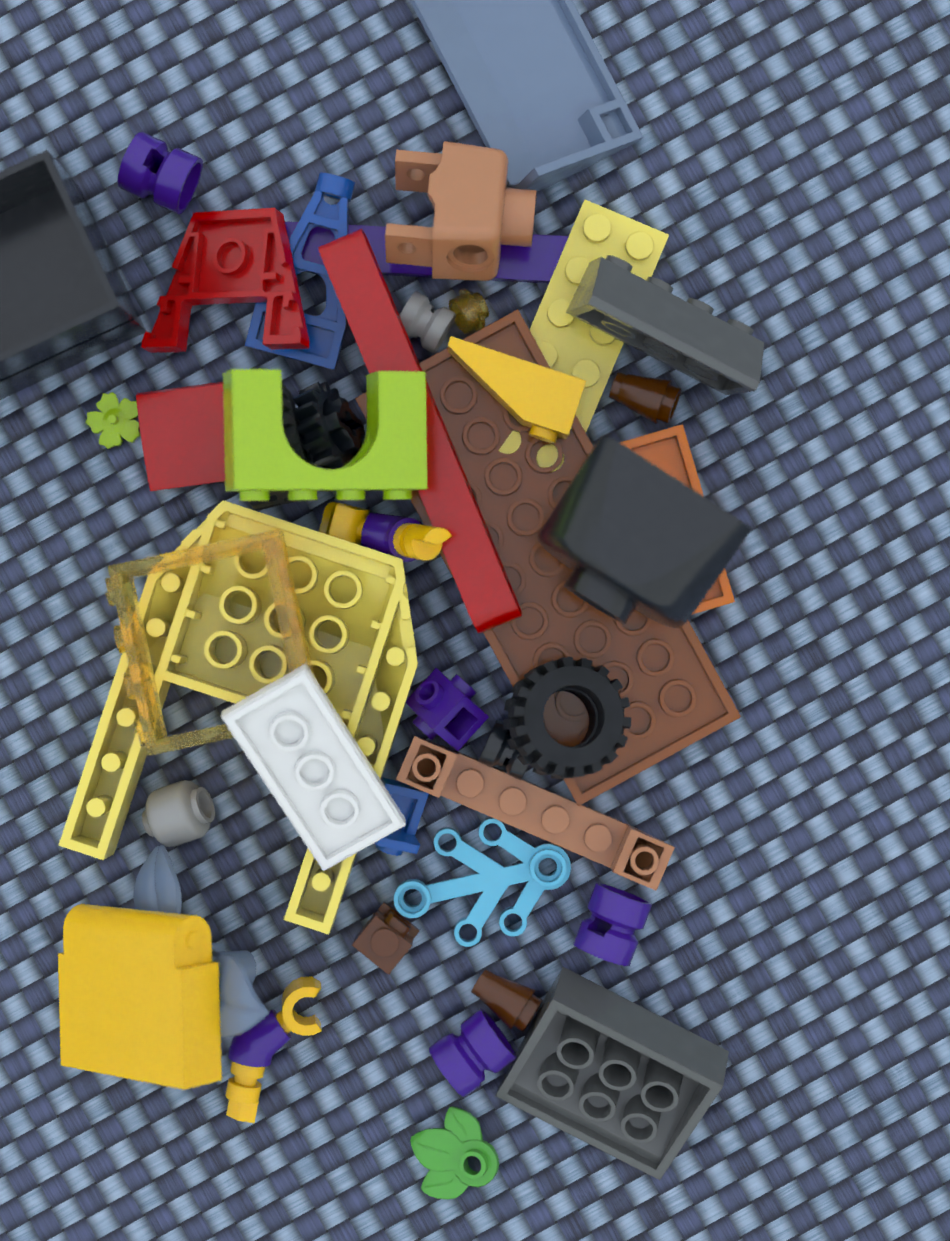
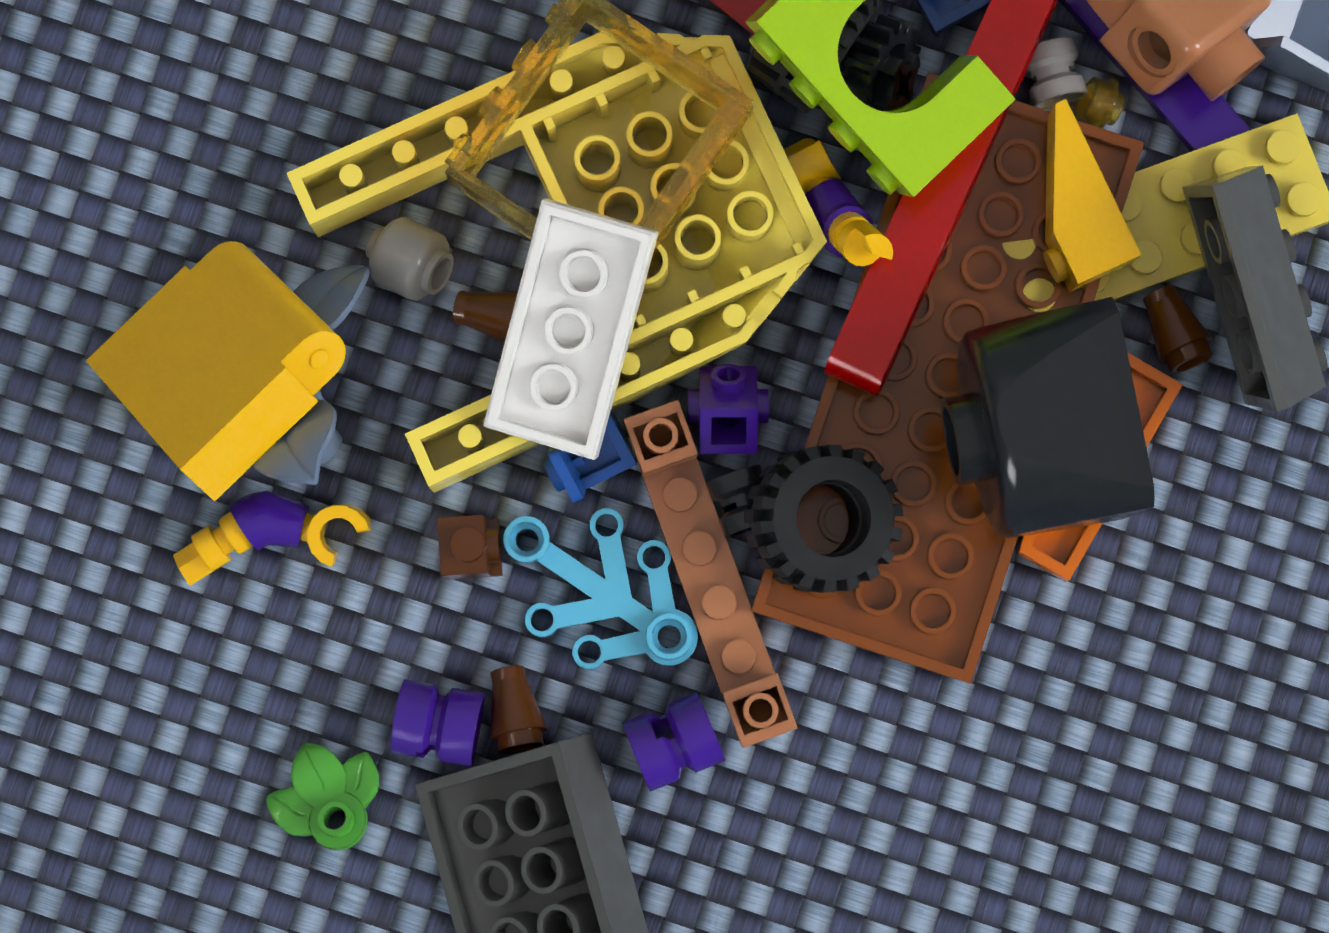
camera: 45 degrees right, 5 degrees down
(250, 798) = (485, 311): none -> reddish brown cone

